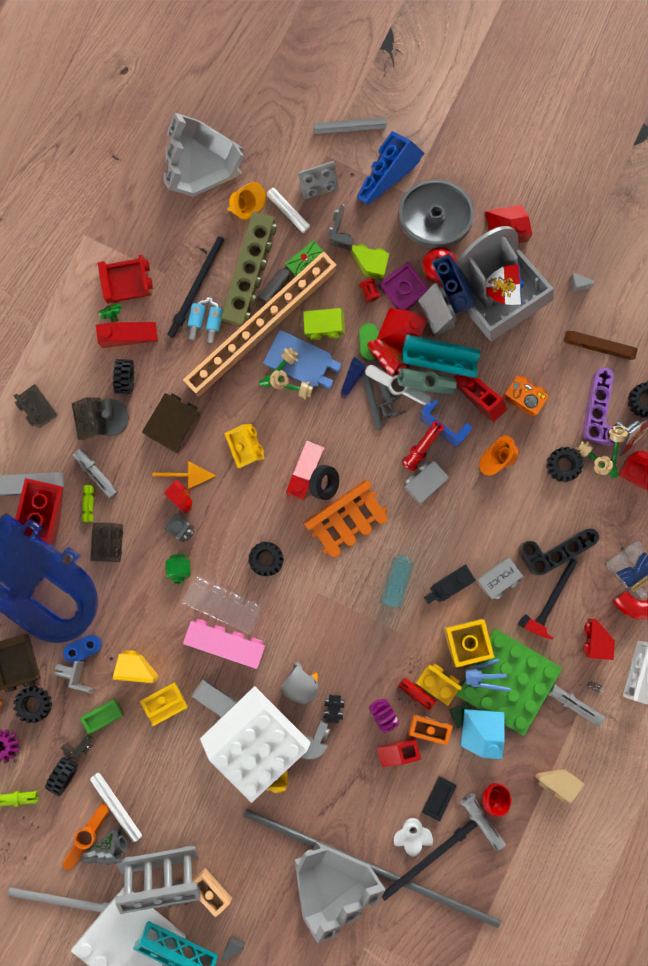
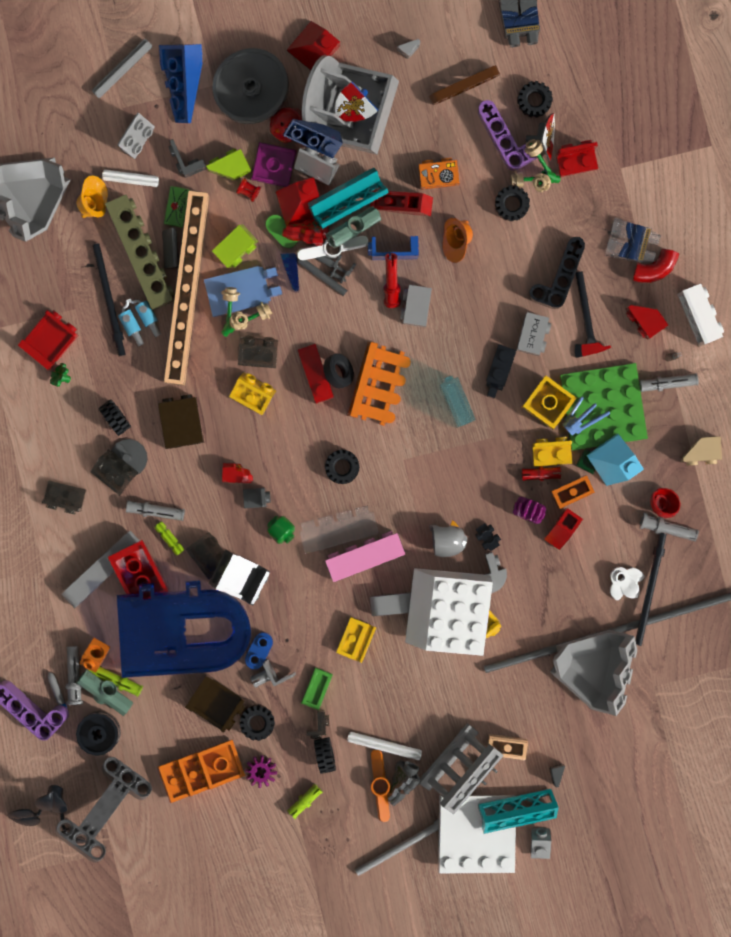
camera: 40 degrees left, 5 degrees up
(114, 578) = (239, 577): none -> panel
(125, 333) = (86, 381): red slope -> none
(134, 668) = (311, 631): yellow slope -> none
(195, 475) = (233, 447): light orange piece -> none
(274, 417) = (258, 352): none -> clear smoke bracket
(439, 798) = (621, 538): black tile -> none

